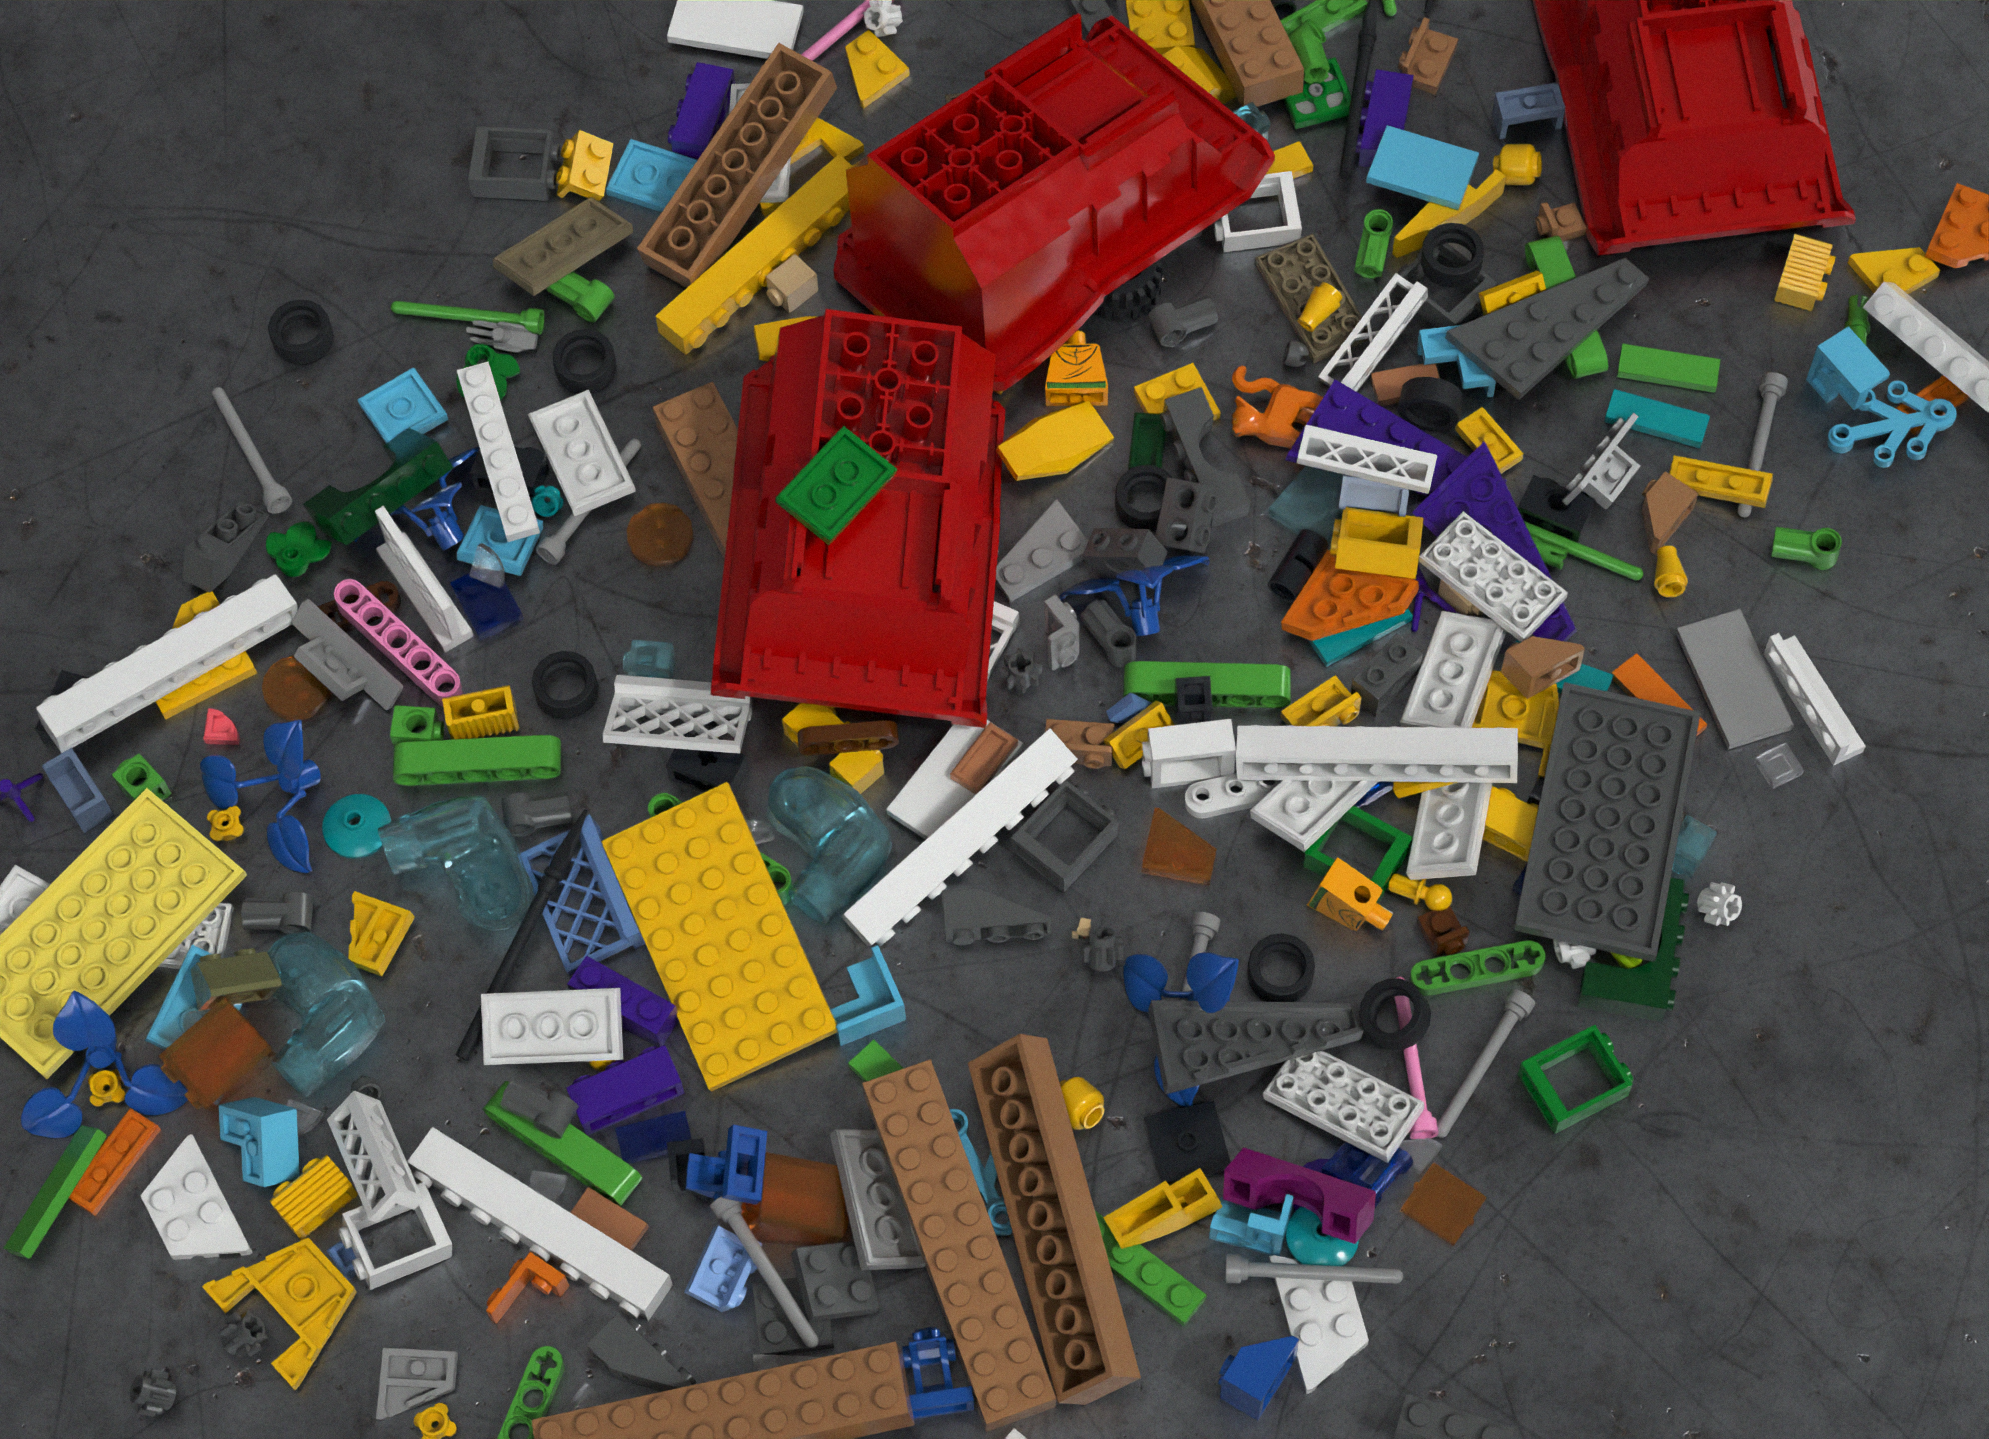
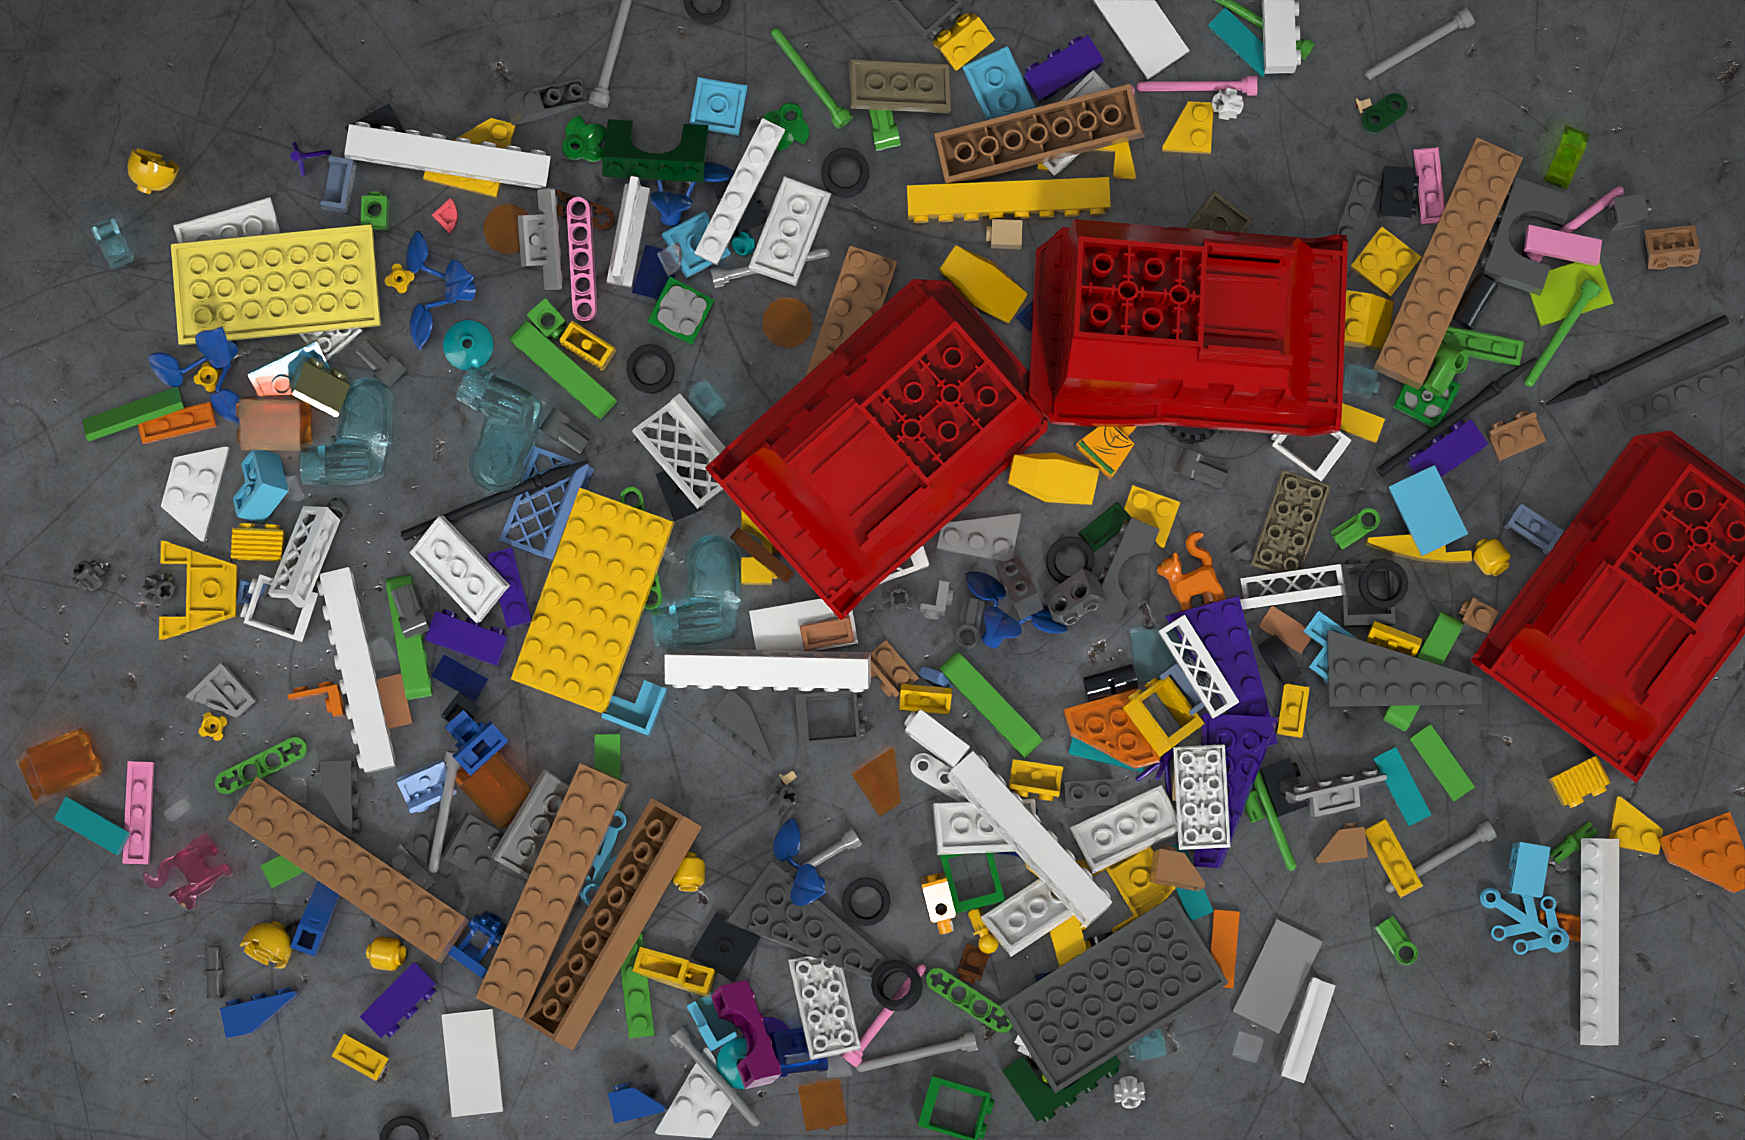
camera: 45 degrees right, 20 degrees up
(376, 932) = (421, 422): yellow wing -> none
(505, 335) = (817, 112): light grey piece -> none
(543, 609) = (680, 310): none -> light grey piece
(836, 485) = (860, 433): green tile -> none
(1192, 700) = (964, 715): black slope -> none
(1320, 305) = (1280, 540): yellow cone -> none
(1669, 573) = (1306, 885): yellow cone -> none

